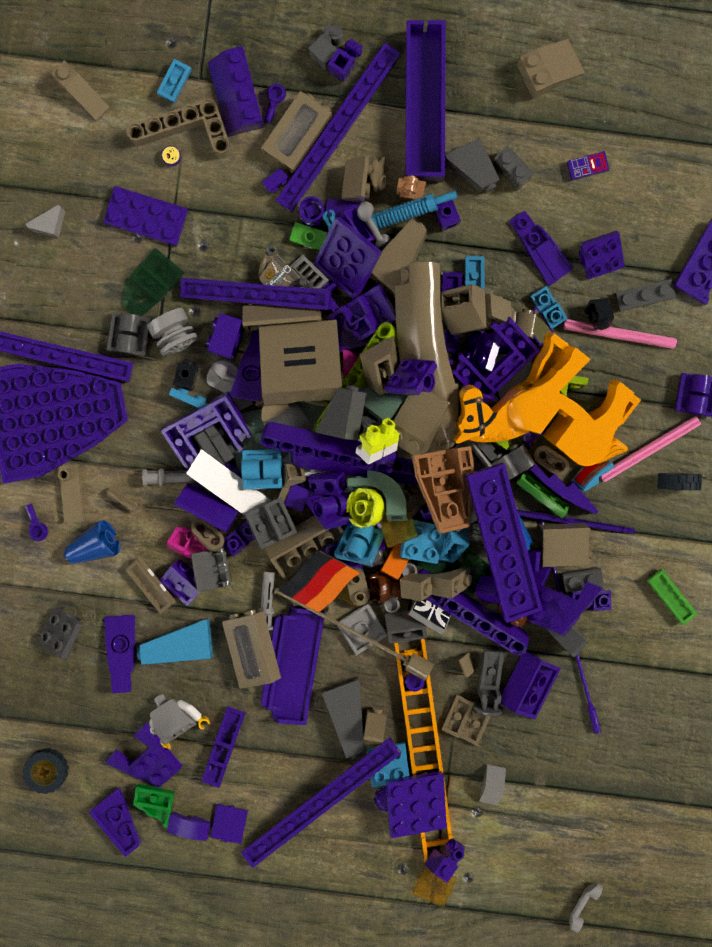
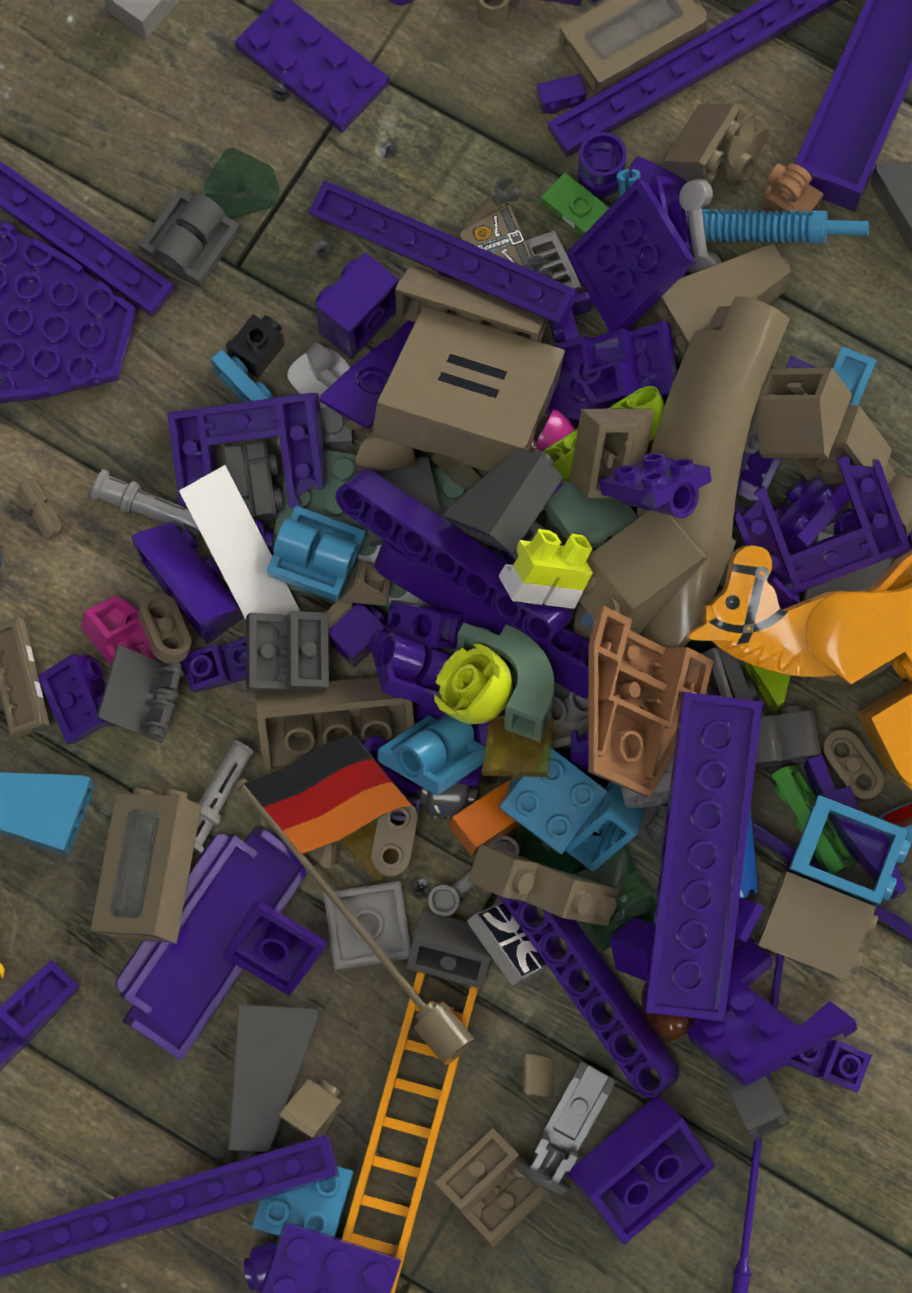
camera: 30 degrees right, 15 degrees down
(157, 274) = (286, 162): clear green slope -> none
(174, 336) = (267, 258): light grey wheel -> none
(325, 658) = (274, 948): none -> dark purple slope
(382, 587) = (439, 858): reddish brown piece -> none
(413, 682) = (422, 1065): dark purple tile -> none
(447, 215) = (838, 266): dark purple brick -> none
(529, 437) = (829, 704): dark purple piece -> none
(547, 507) = (896, 853): none -> dark azure window
(576, 579) = (804, 999): dark grey brick -> none

